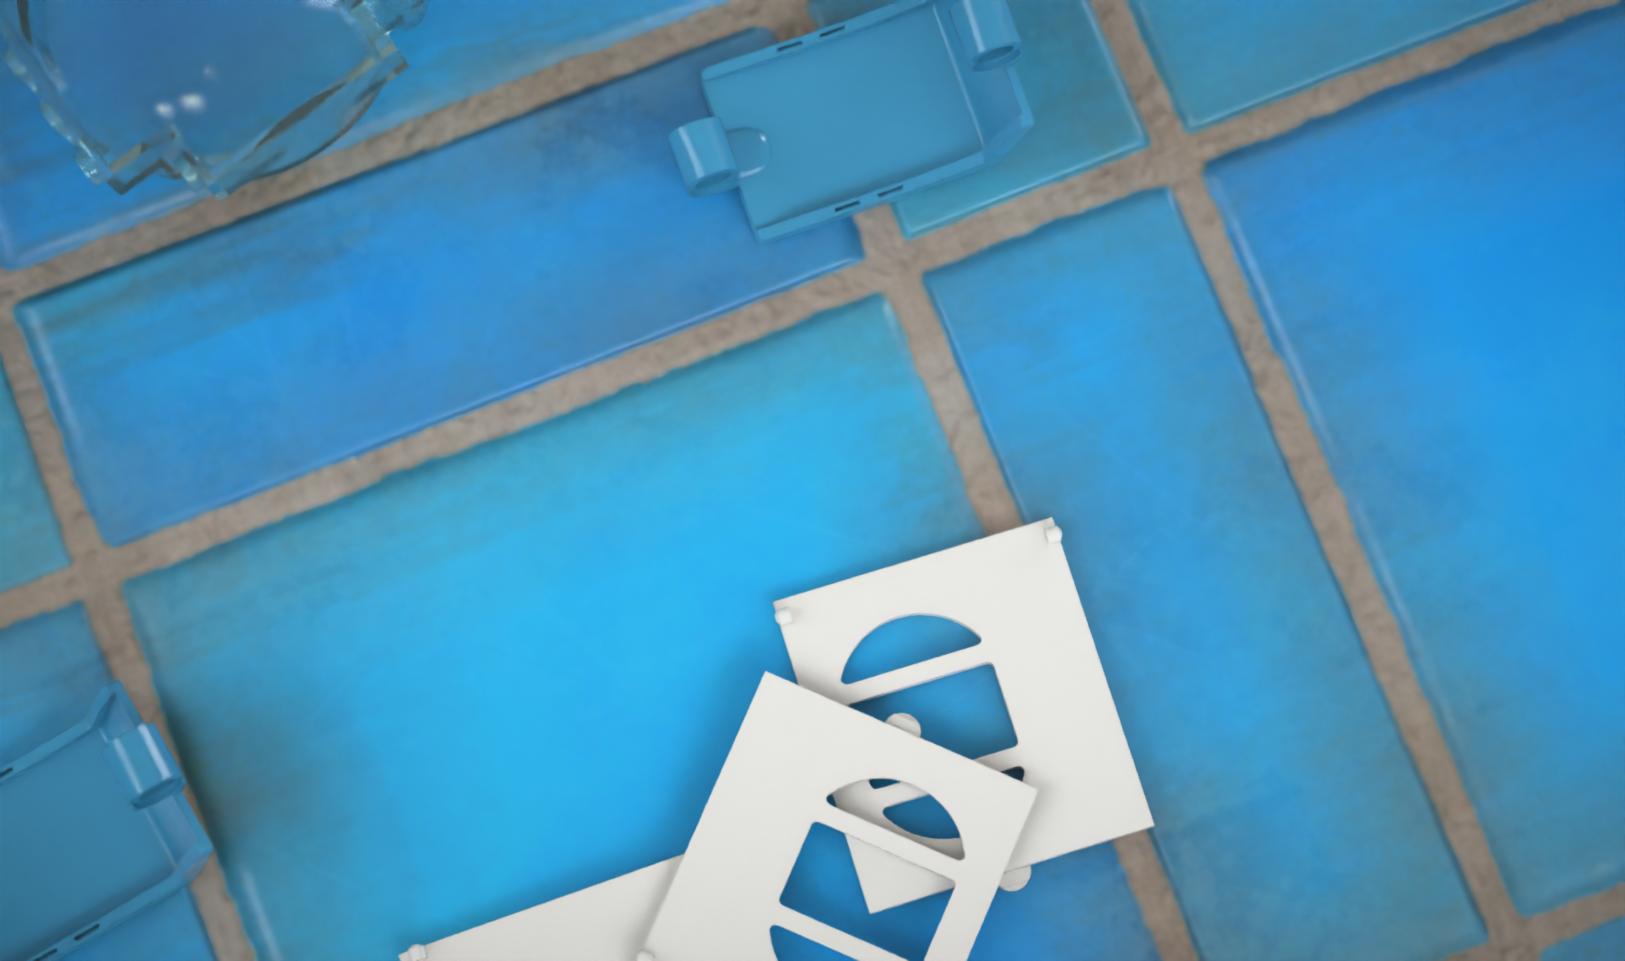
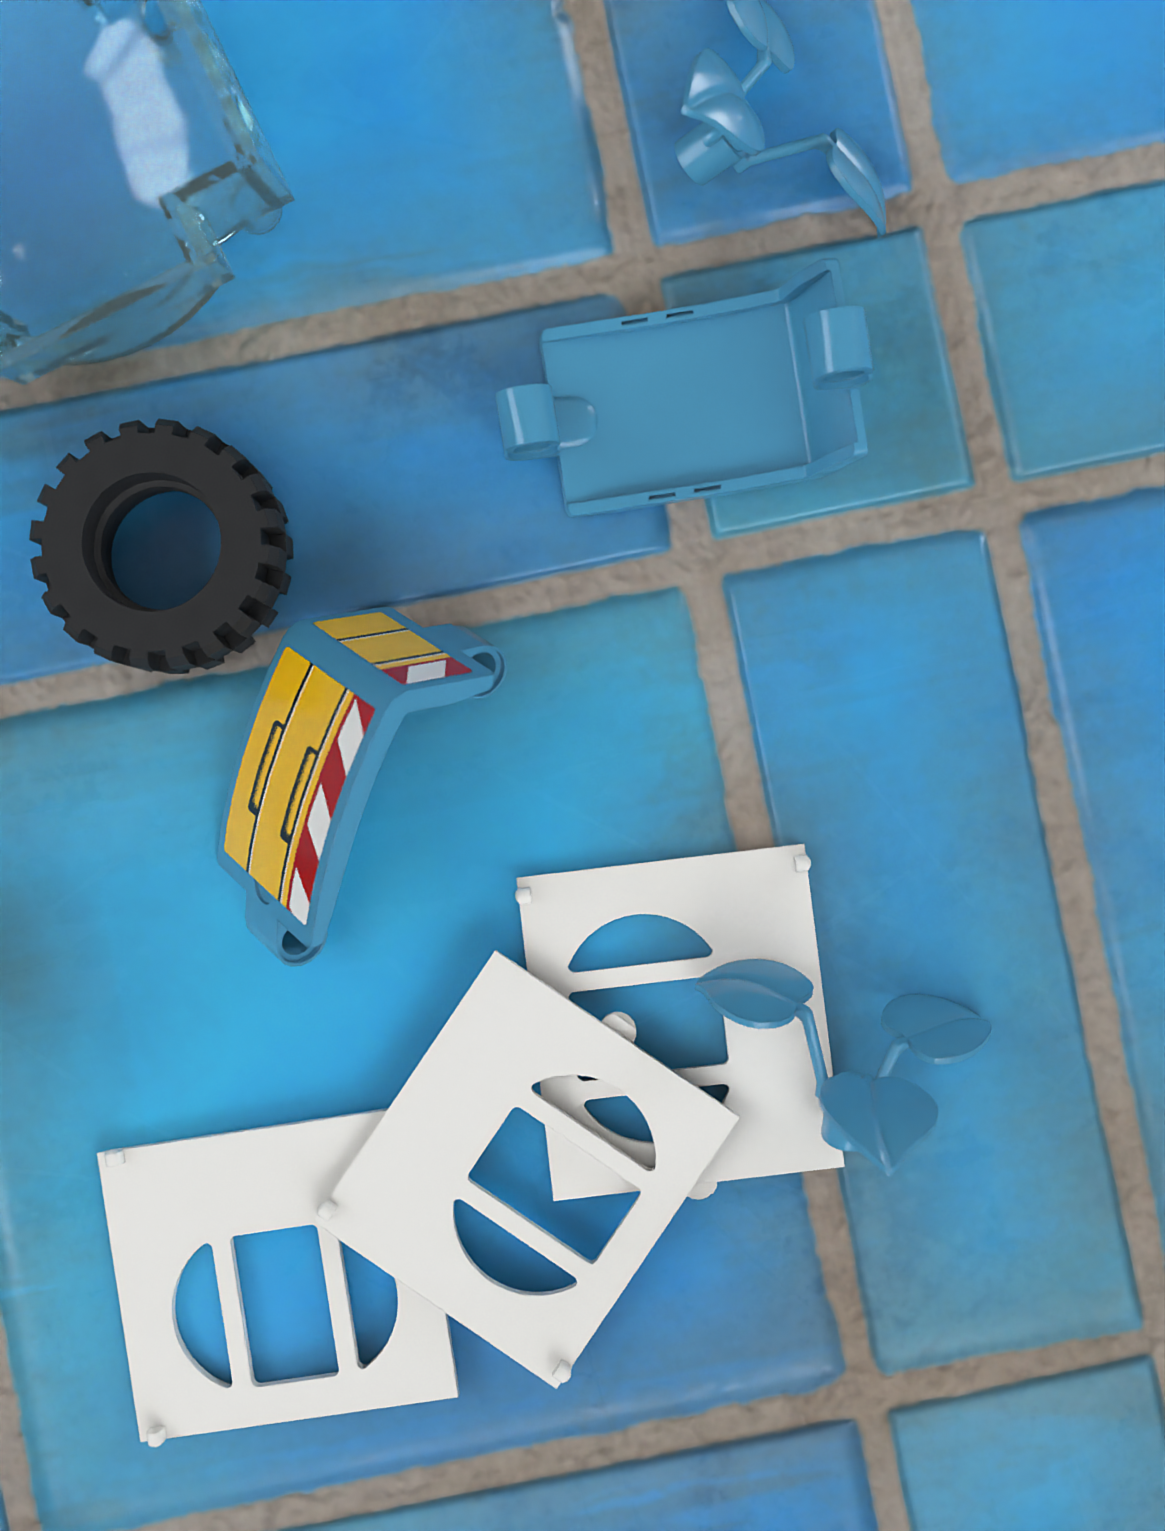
camera: 15 degrees right, 10 degrees up
(354, 259) = (95, 500): none -> black tyre
(557, 515) = (317, 751): none -> panel
(1149, 728) = (862, 1114): none -> dark azure plant

